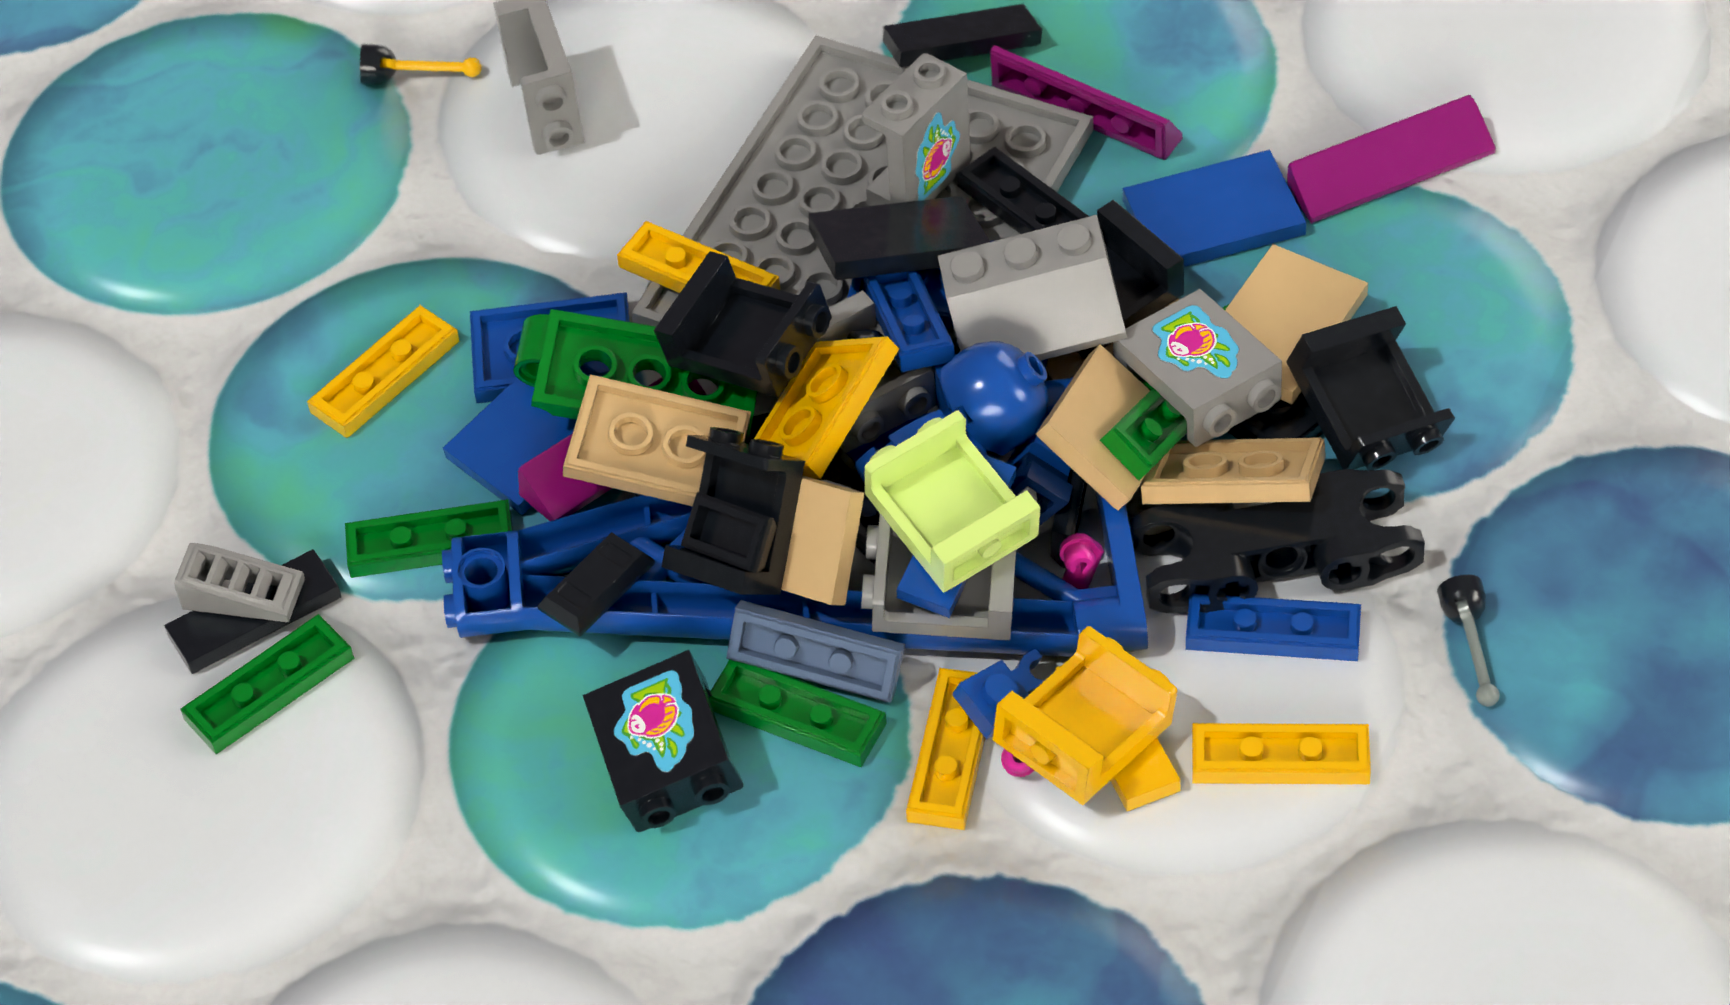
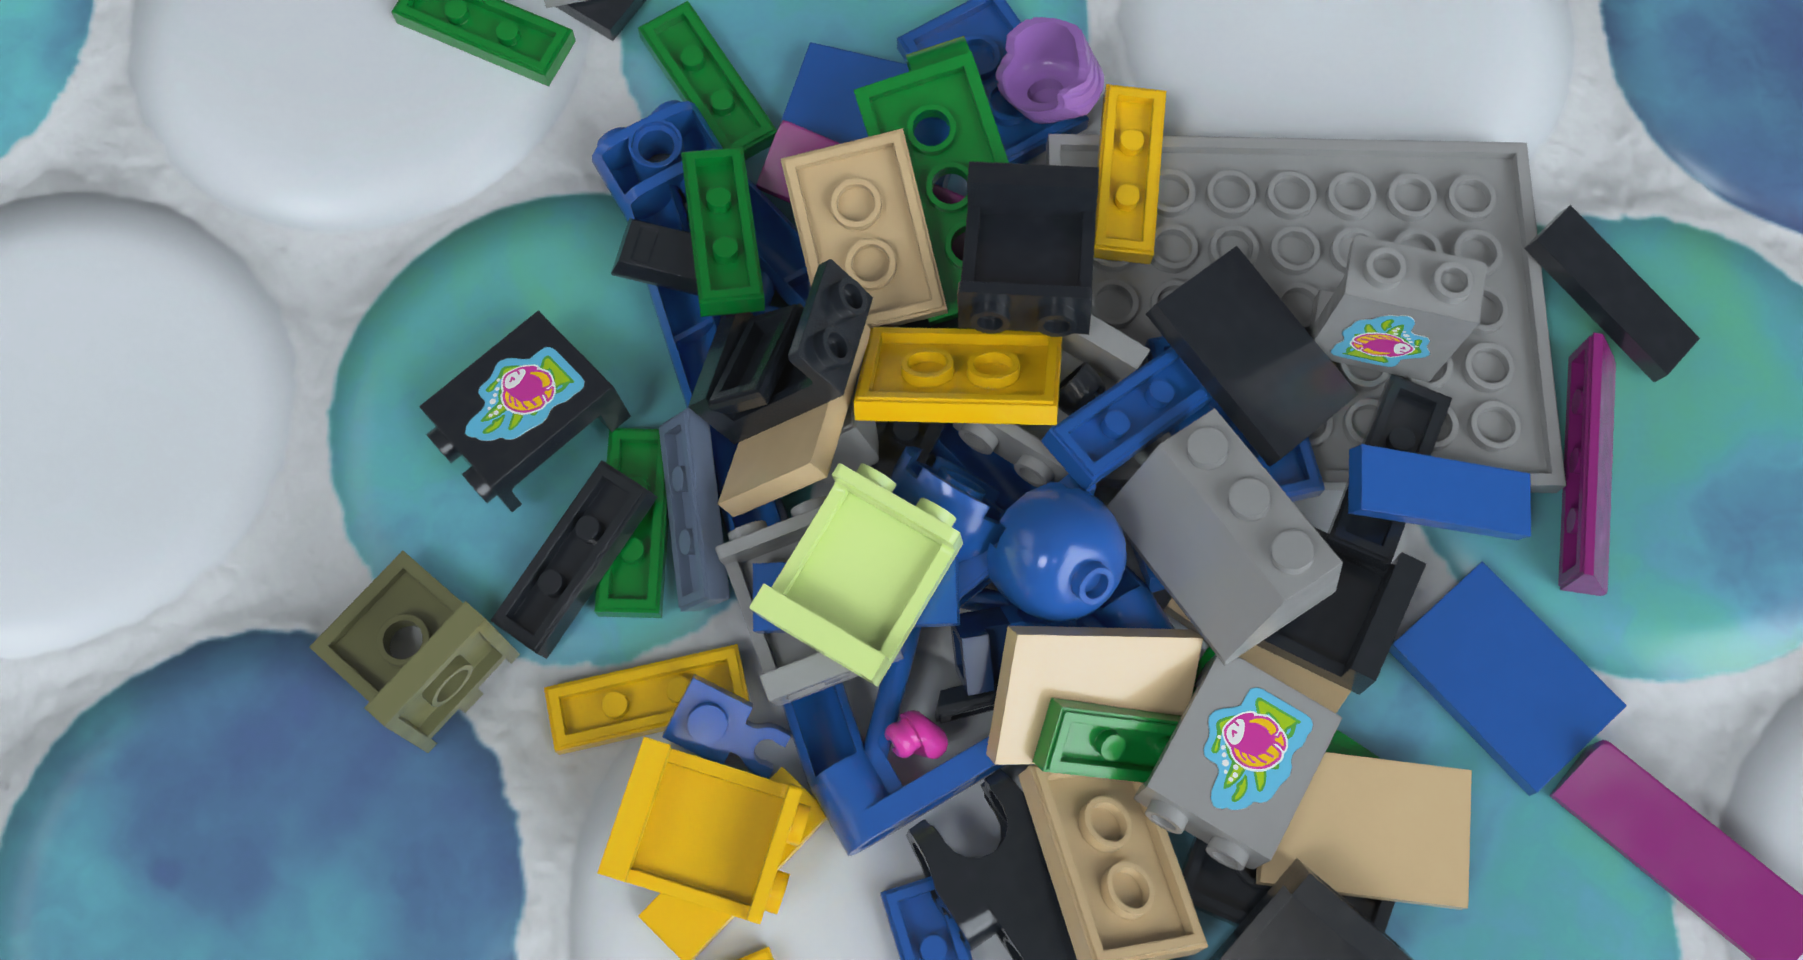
camera: 60 degrees right, 20 degrees up
(583, 280) = (1049, 71): none -> medium lavender hair
(596, 533) = (722, 232): none -> green tile
(809, 752) = (573, 559): none -> black tile
(858, 861) = (444, 675): none -> olive bracket
(1063, 175) = (1439, 492): none -> blue tile

